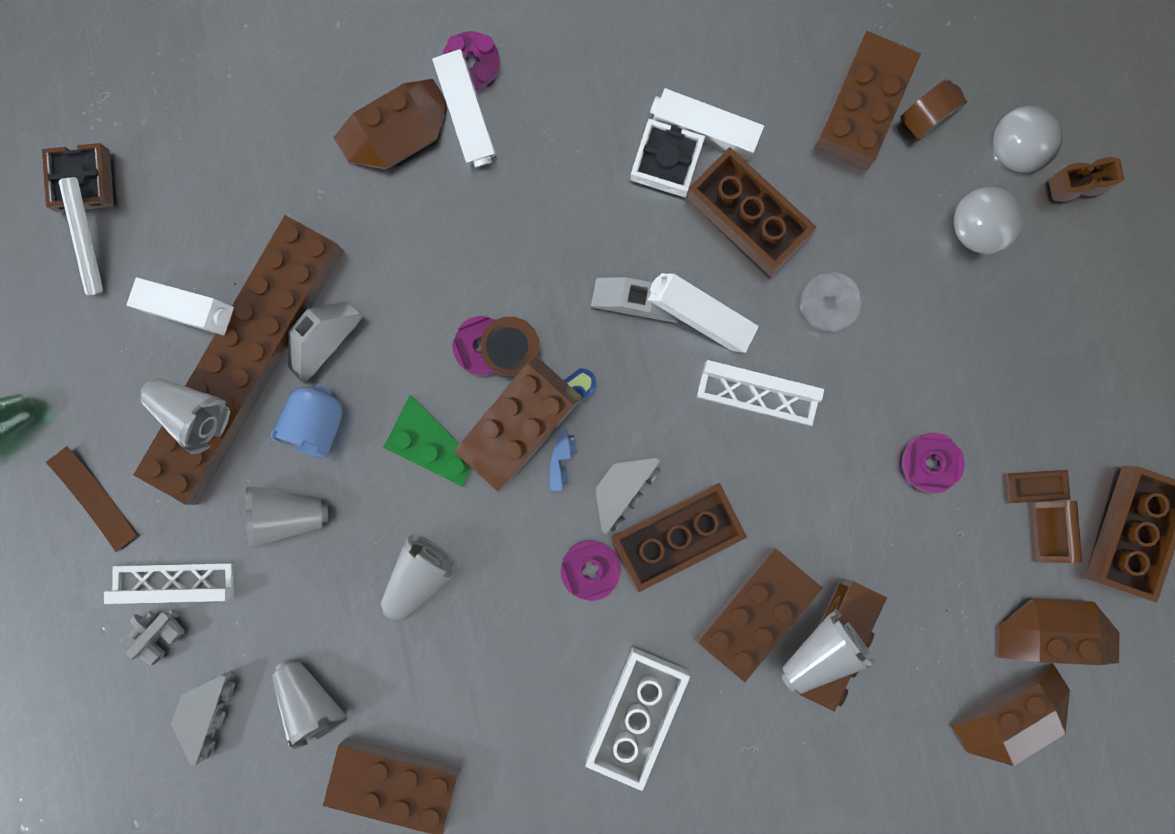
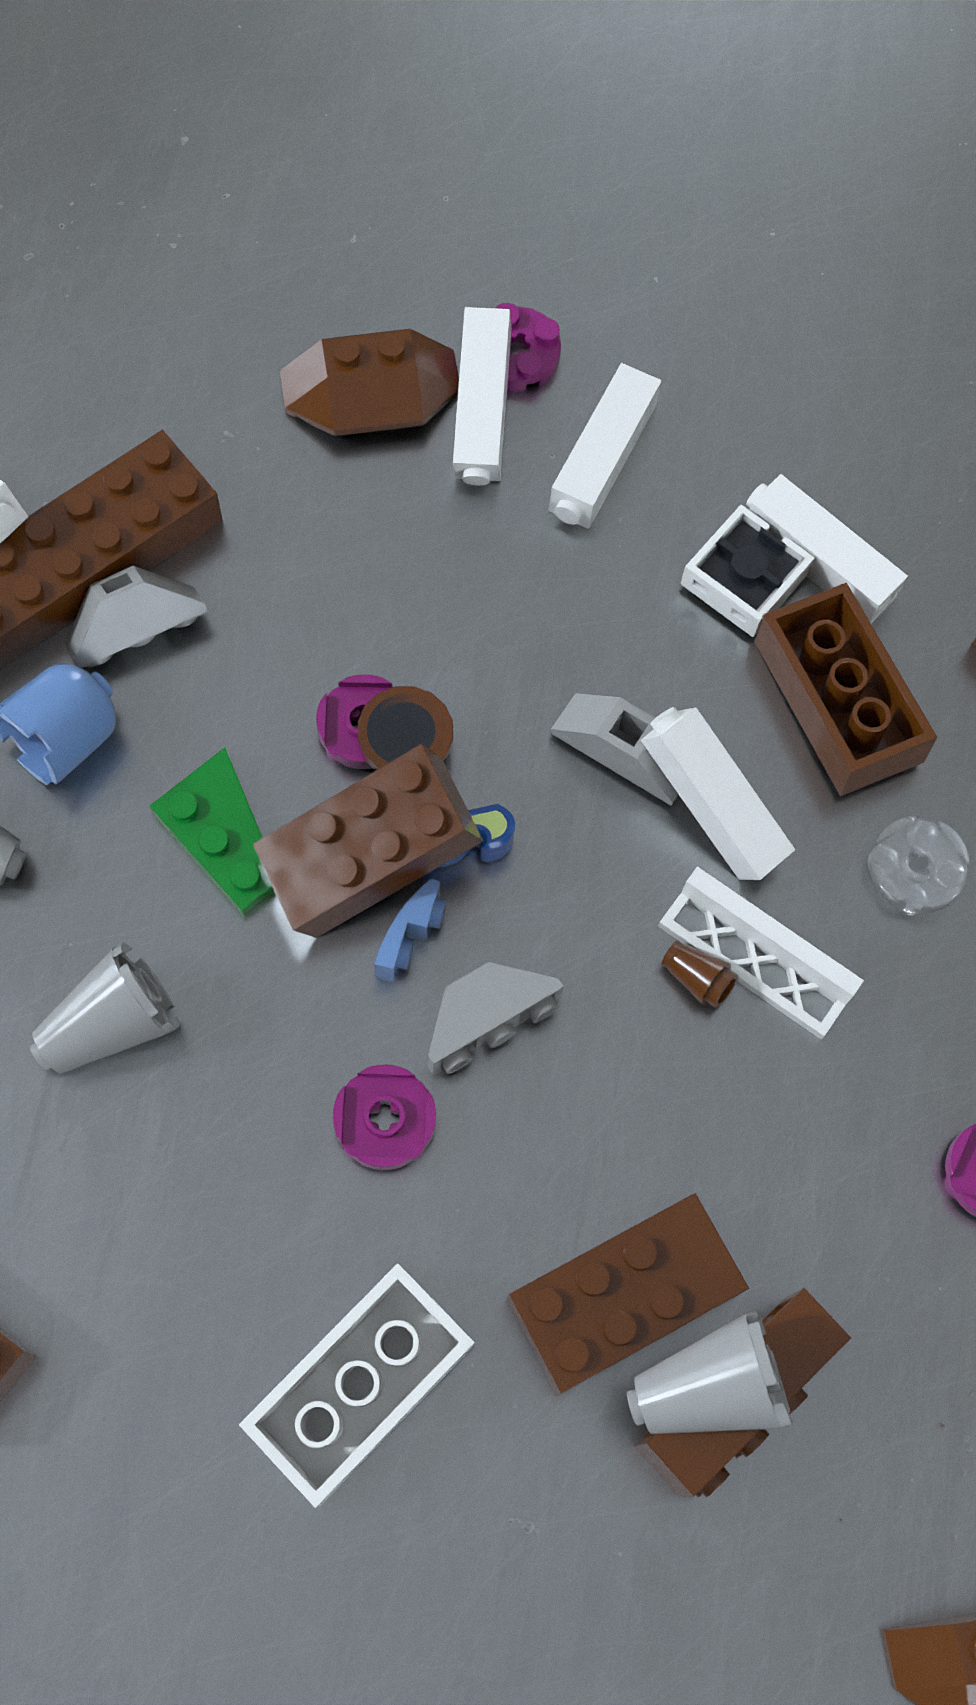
camera: 10 degrees right, 15 degrees down
(551, 109) = (604, 446): none -> white brick
(678, 537) = (544, 1117): reddish brown brick -> none
(732, 418) = (700, 973): none -> reddish brown cone

